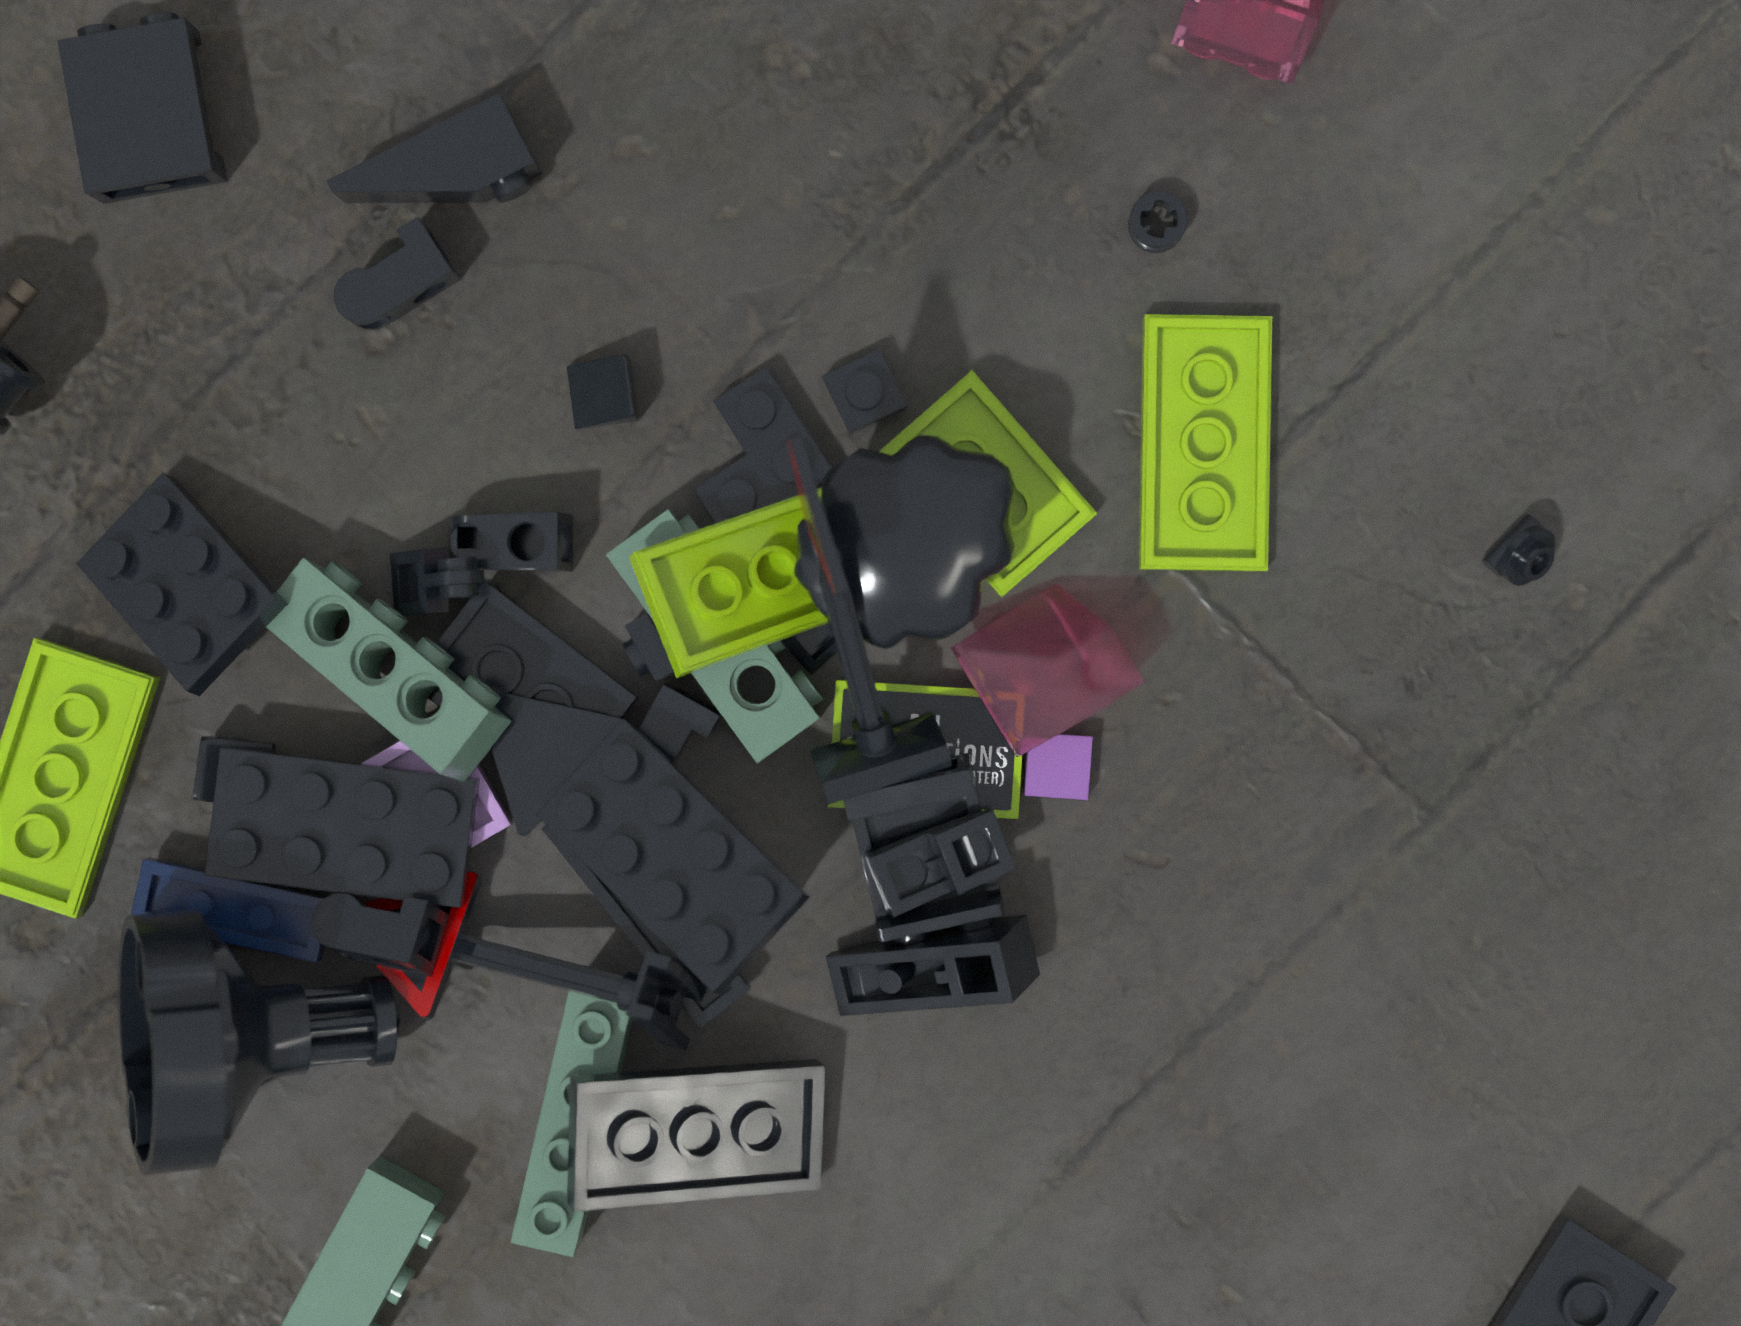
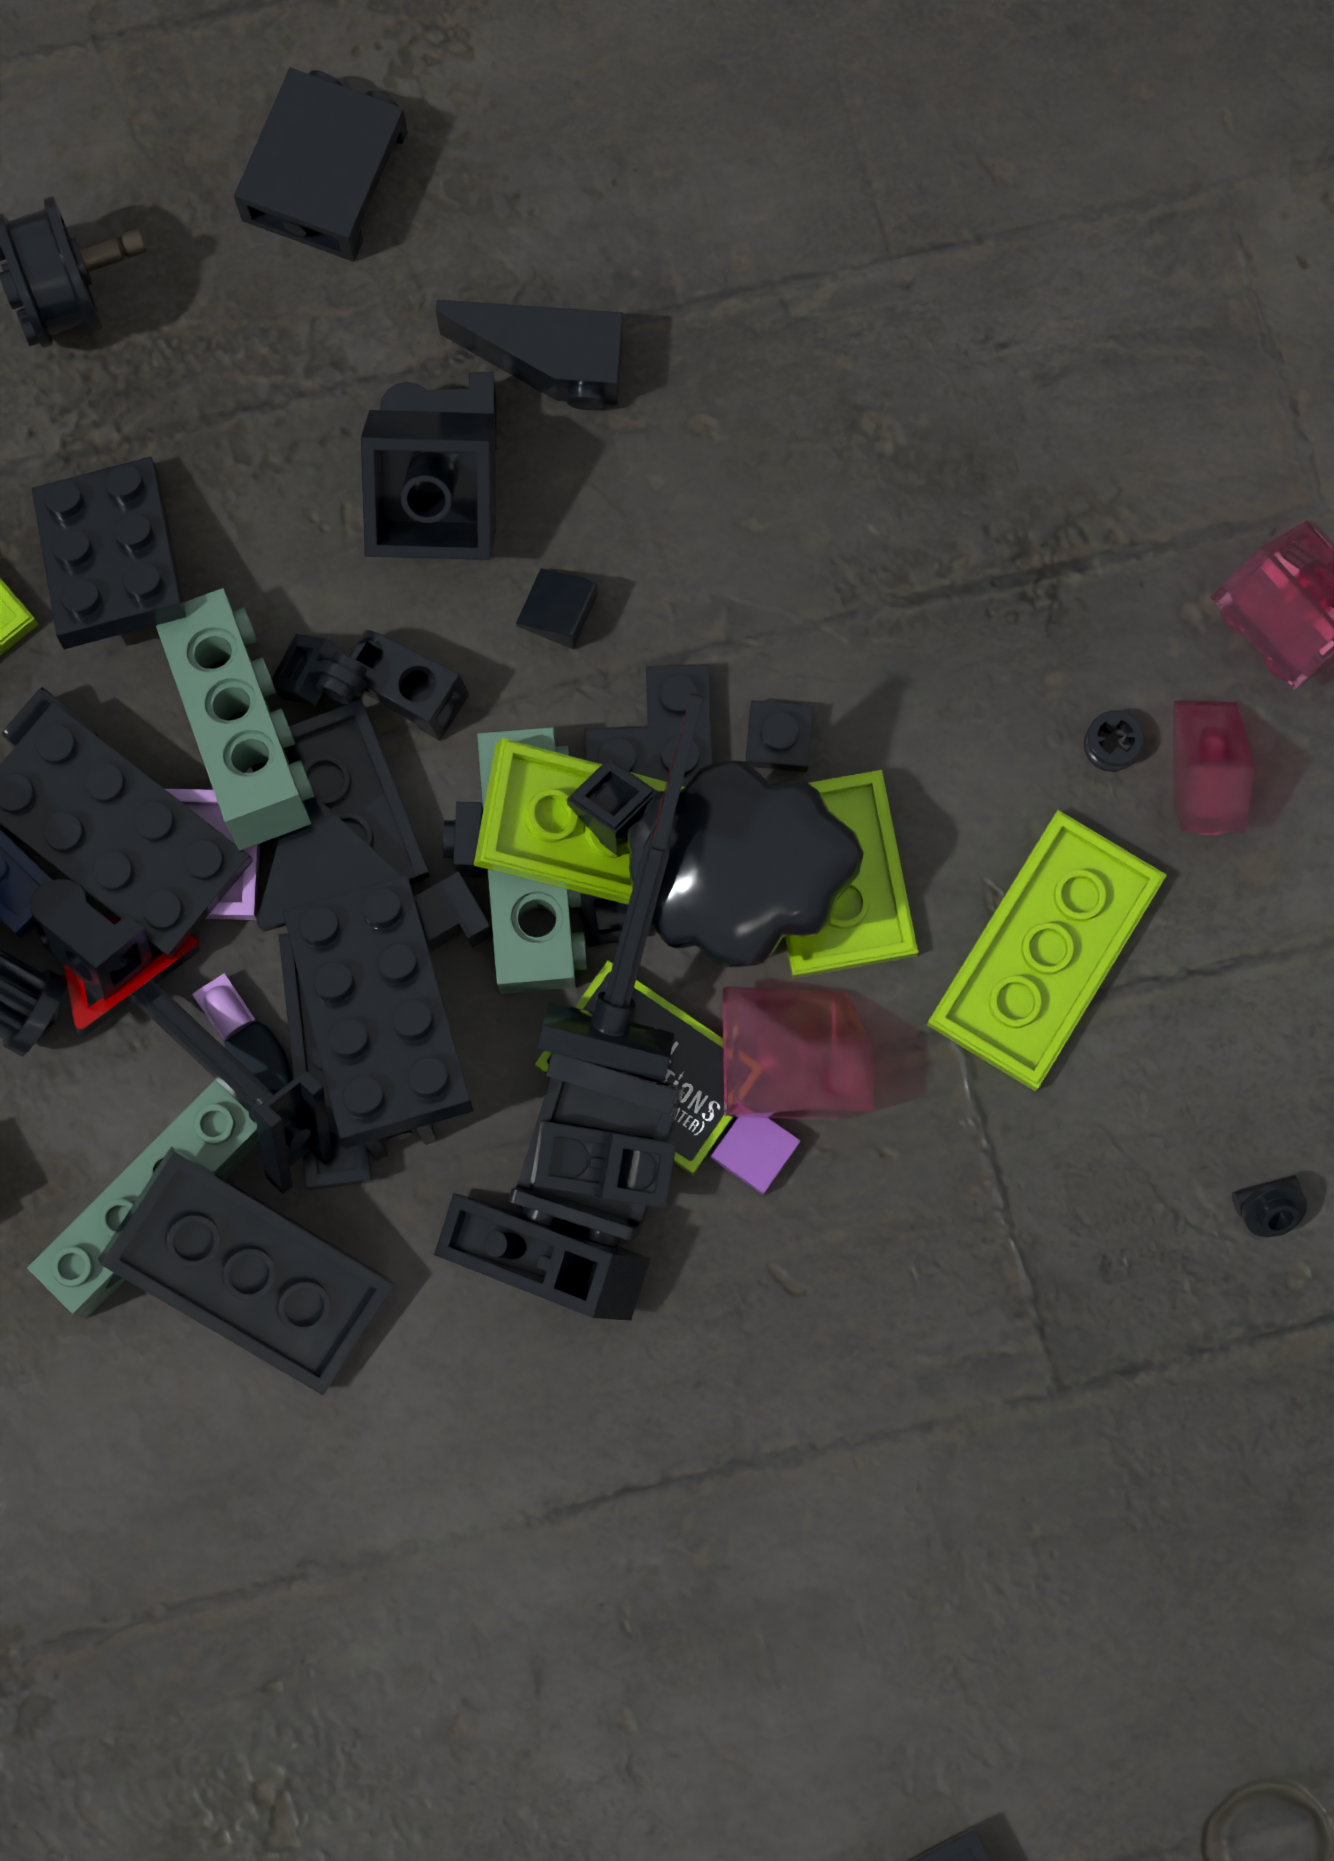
camera: 30 degrees right, 10 degrees down
(425, 356) = (429, 484): none -> black brick
(571, 932) = (244, 1036): none -> piece
(762, 550) = (611, 804): none -> black slope
(1257, 196) = (1211, 767): none -> clear pink slope

